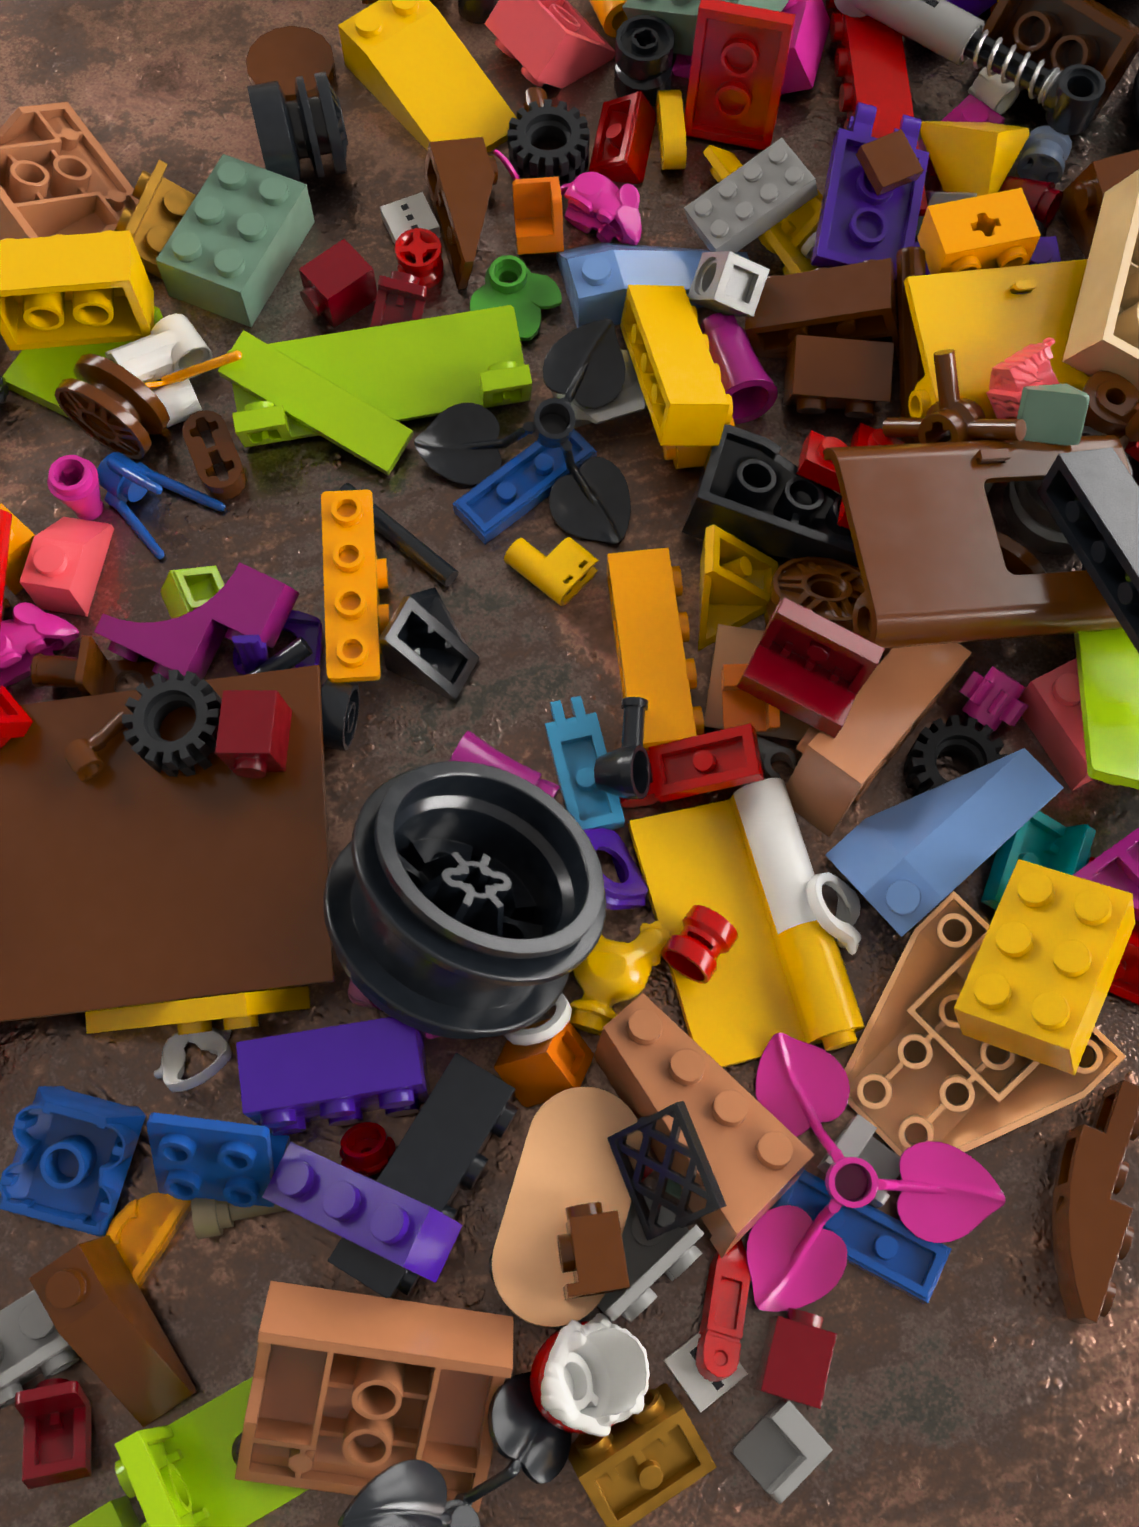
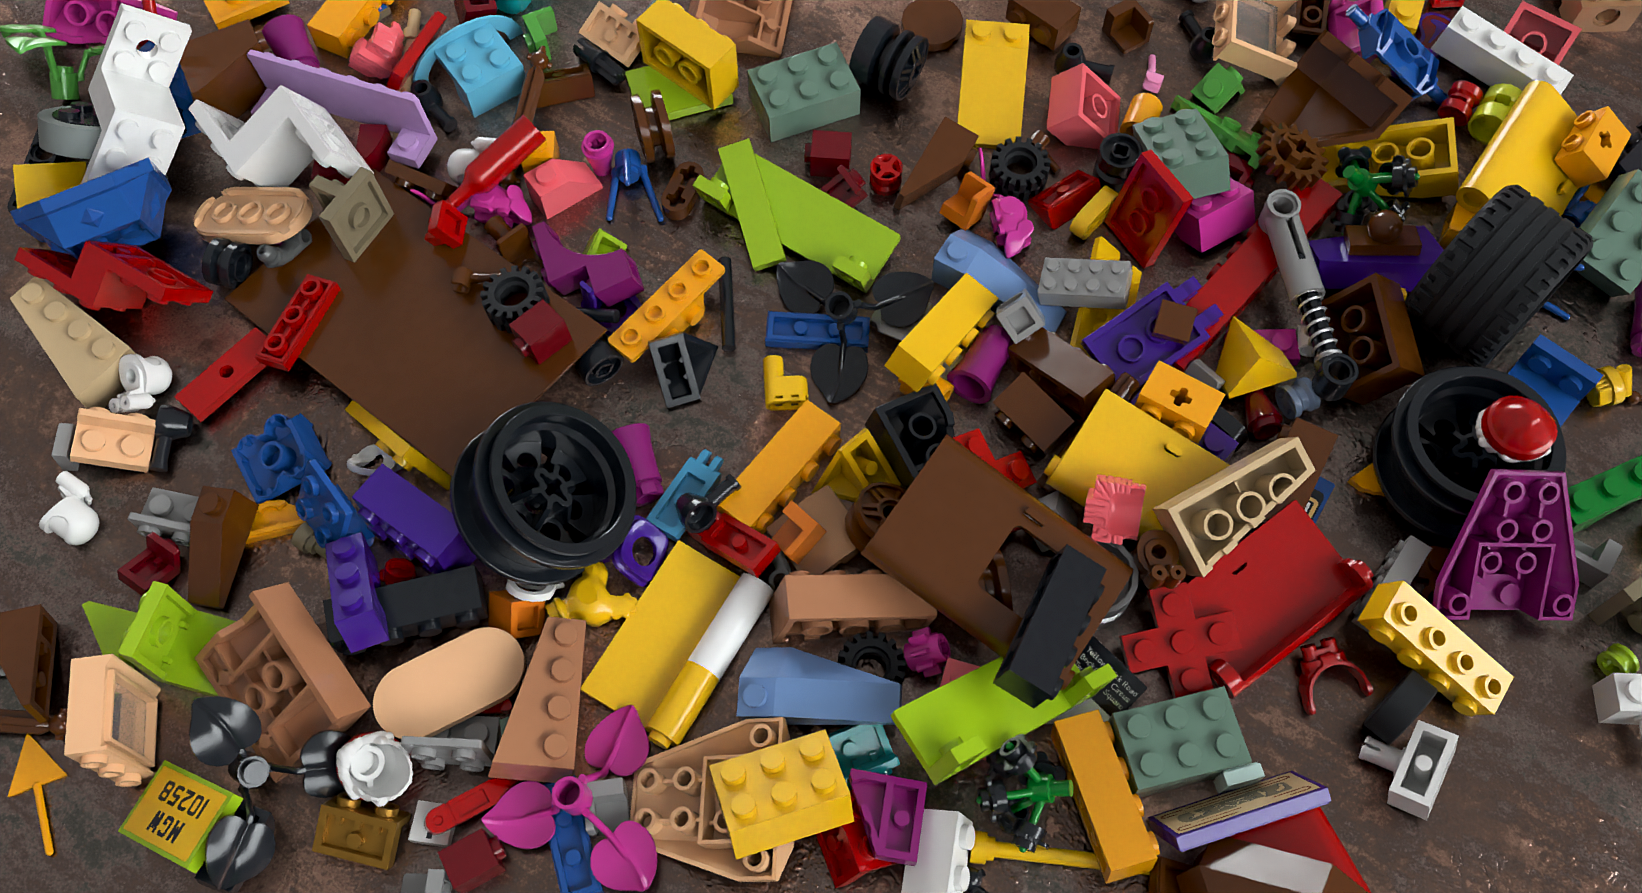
camera: 45 degrees right, 5 degrees down
(156, 214) = (780, 44): pearl gold bracket -> none
(169, 348) = (714, 121): white piece -> none
(179, 401) = (691, 149): white hose -> none
(191, 371) = (704, 138): light orange piece -> none
(409, 214) = (906, 149): white tile -> none
(526, 294) = (915, 237): bright green plate -> none
(592, 1252) = (429, 709): reddish brown brick -> none
(698, 1161) = (503, 720): black window -> none
(699, 944) = (648, 624): red wheel -> none
(809, 667) = (826, 536): dark red bracket -> none
(846, 914) = (716, 690): white piece -> none
(952, 417) = (1048, 484): reddish brown bar -> none
(1053, 413) = (1095, 523): sand green slope -> none

